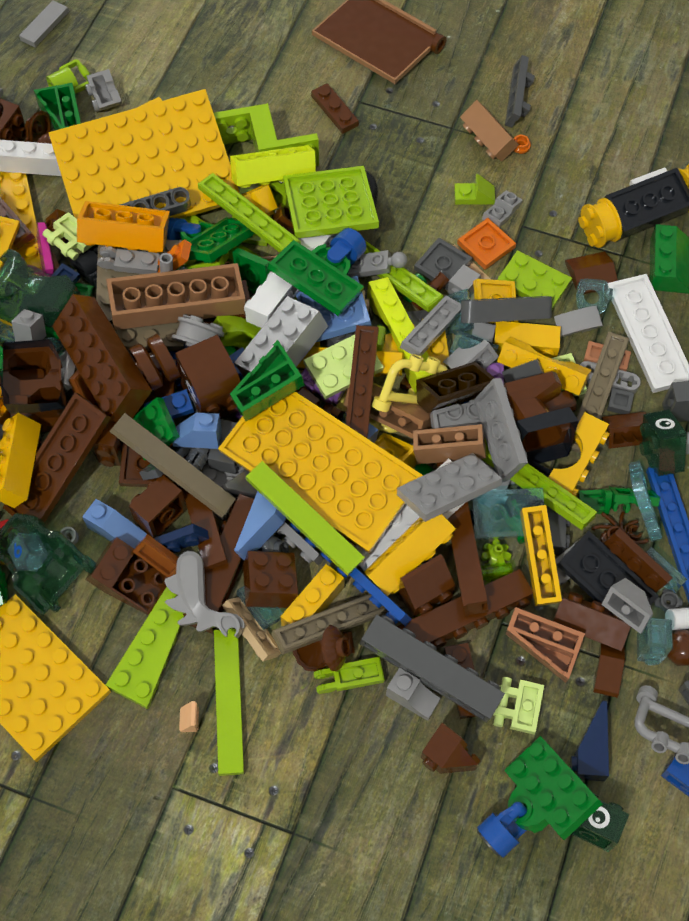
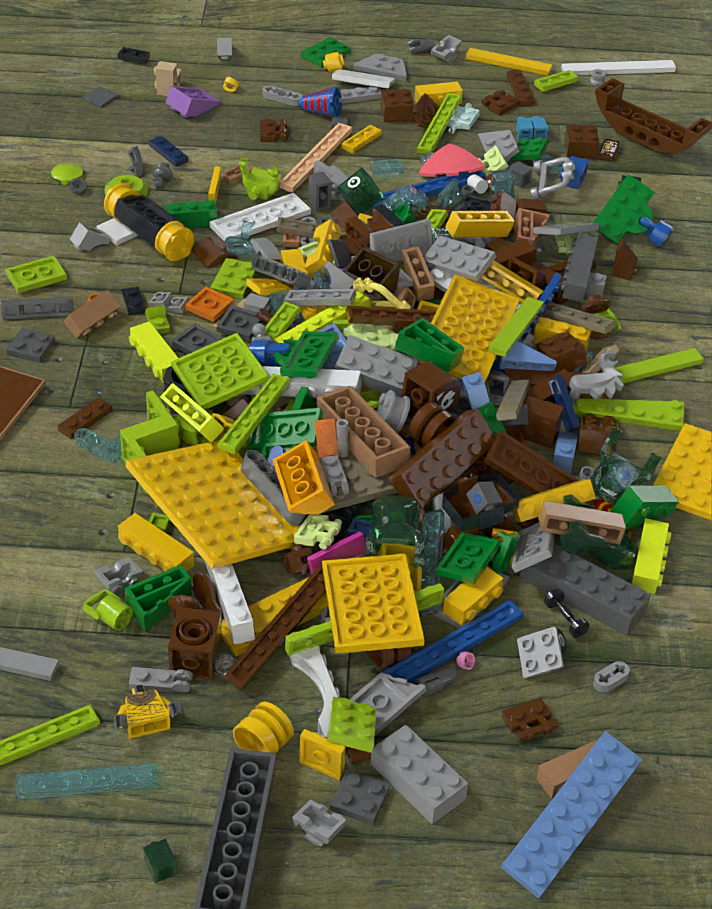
camera: 110 degrees left, 20 degrees down
(21, 372) = (484, 497): none -> dark grey brick
(28, 326) = (432, 521): light grey brick -> none
(157, 555) = (580, 409): dark orange tile -> none
(189, 717) = (677, 379): light nougat slope -> none
(285, 119) = (86, 439): none -> clear light blue beam
(415, 177) = (152, 348): none -> neon yellow brick
(422, 218) = (194, 339): none -> dark grey plate
(462, 82) = (30, 345): none -> dark grey plate
(515, 178) = (133, 301): none -> black plate
(525, 686) = (566, 228): none -> light grey tile
(580, 99) = (36, 274): none -> lime plate
(592, 754) = (578, 209): dark blue slope -> none
(629, 604) = (489, 190): light grey slope -> none
(636, 153) = (87, 237): none -> light grey arch
(637, 560) = (452, 196): reddish brown plate -> none

